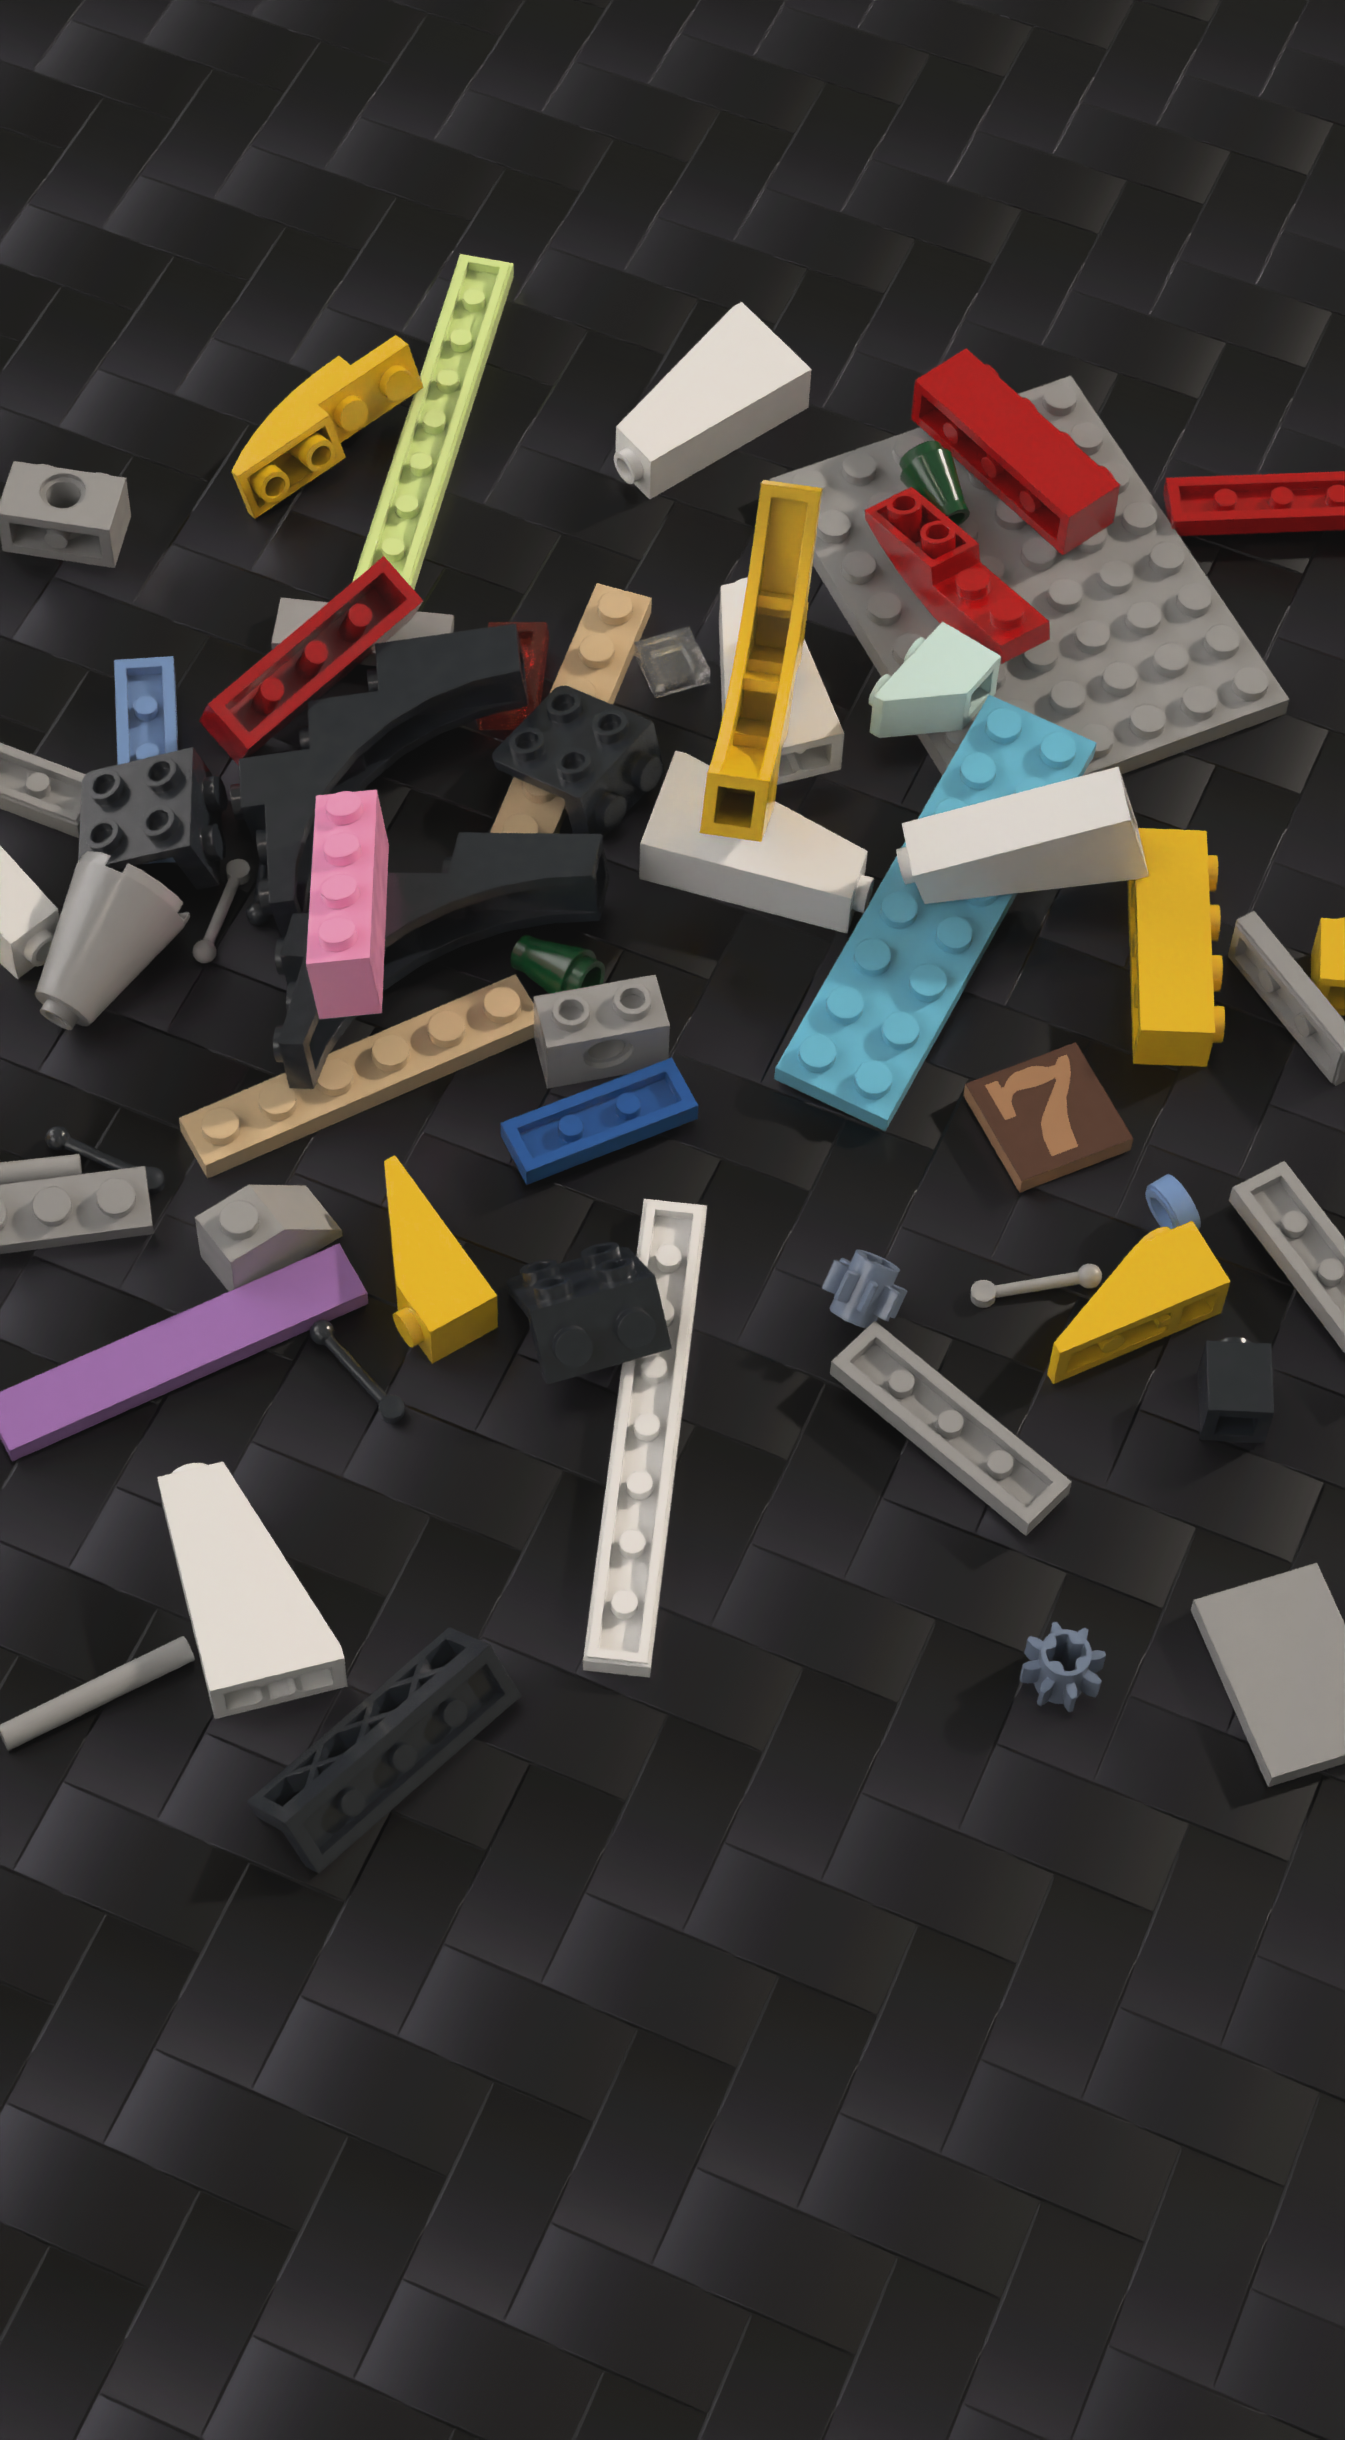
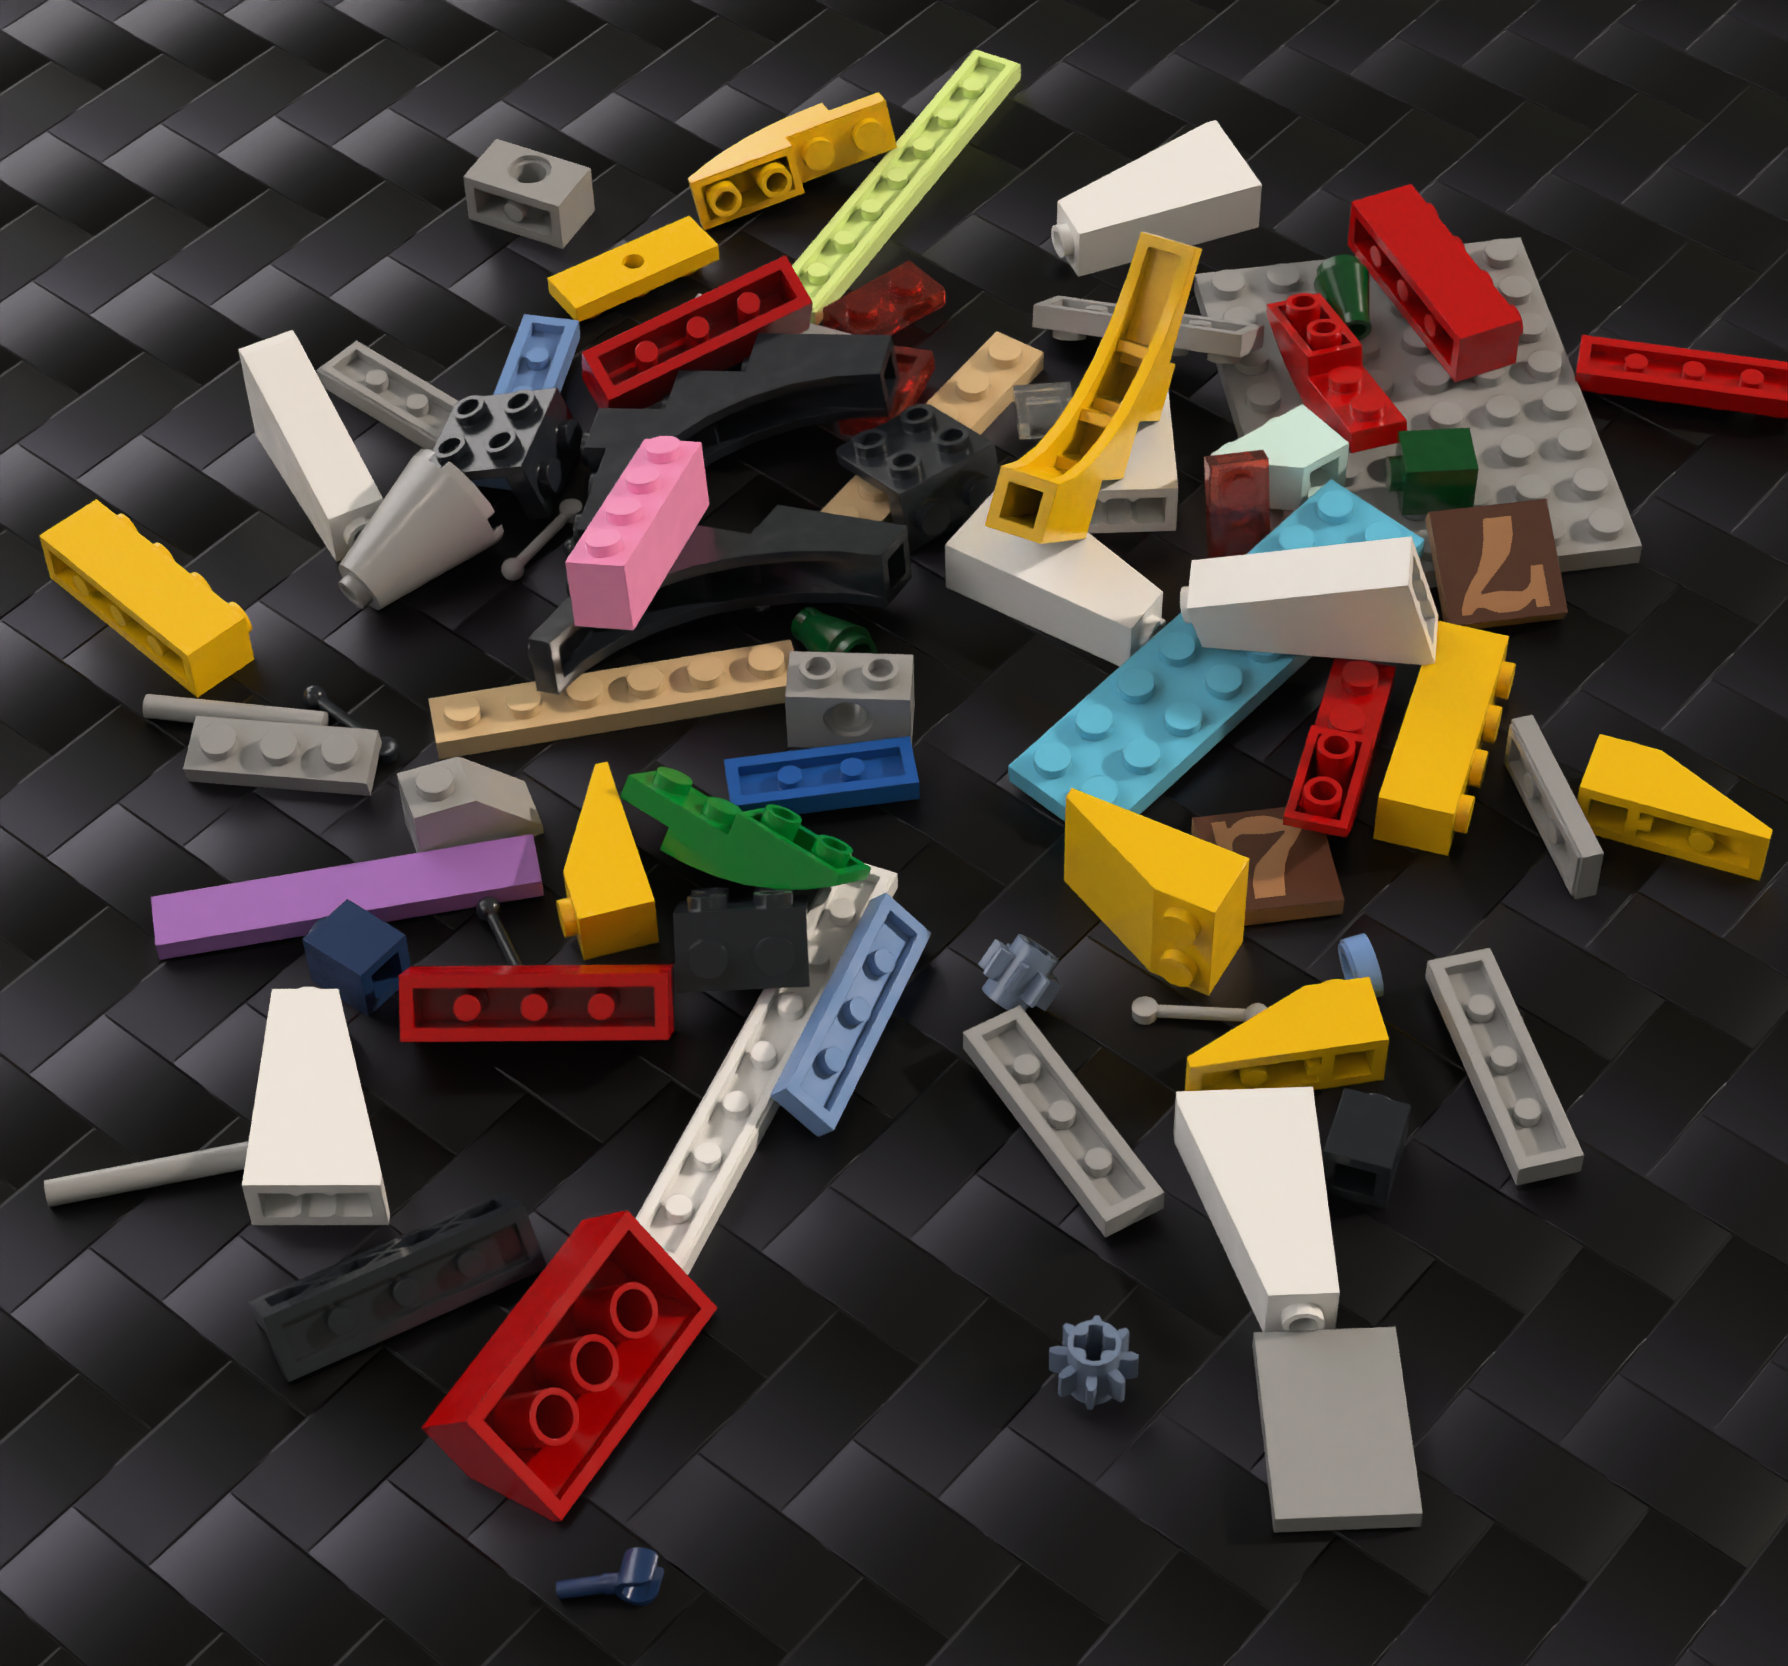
camera: 20 degrees right, 10 degrees down
(204, 582) = (633, 269): none -> yellow tile
(217, 1416) = (356, 956): none -> dark blue brick
(419, 1428) = (536, 1003): none -> red brick
(472, 572) = (886, 303): none -> clear red plate
(575, 1217) = (746, 847): none -> green slope
(584, 1790) = (571, 1366): none -> red slope
(718, 1366) = (851, 1015): none -> medium blue plate
(718, 1989) = (635, 1583): none -> dark blue hand
(728, 553) = (1220, 338): none -> light grey plate
(909, 746) = (1236, 502): none -> clear red plate
(964, 1174) = (1157, 889): none -> yellow slope
(1082, 665) = (1433, 470): none -> dark green brick
(1085, 984) = (1341, 748): none -> red slope
(1164, 1464) = (1266, 1195): none -> white slope
(1166, 749) = (1496, 564): none -> reddish brown tile

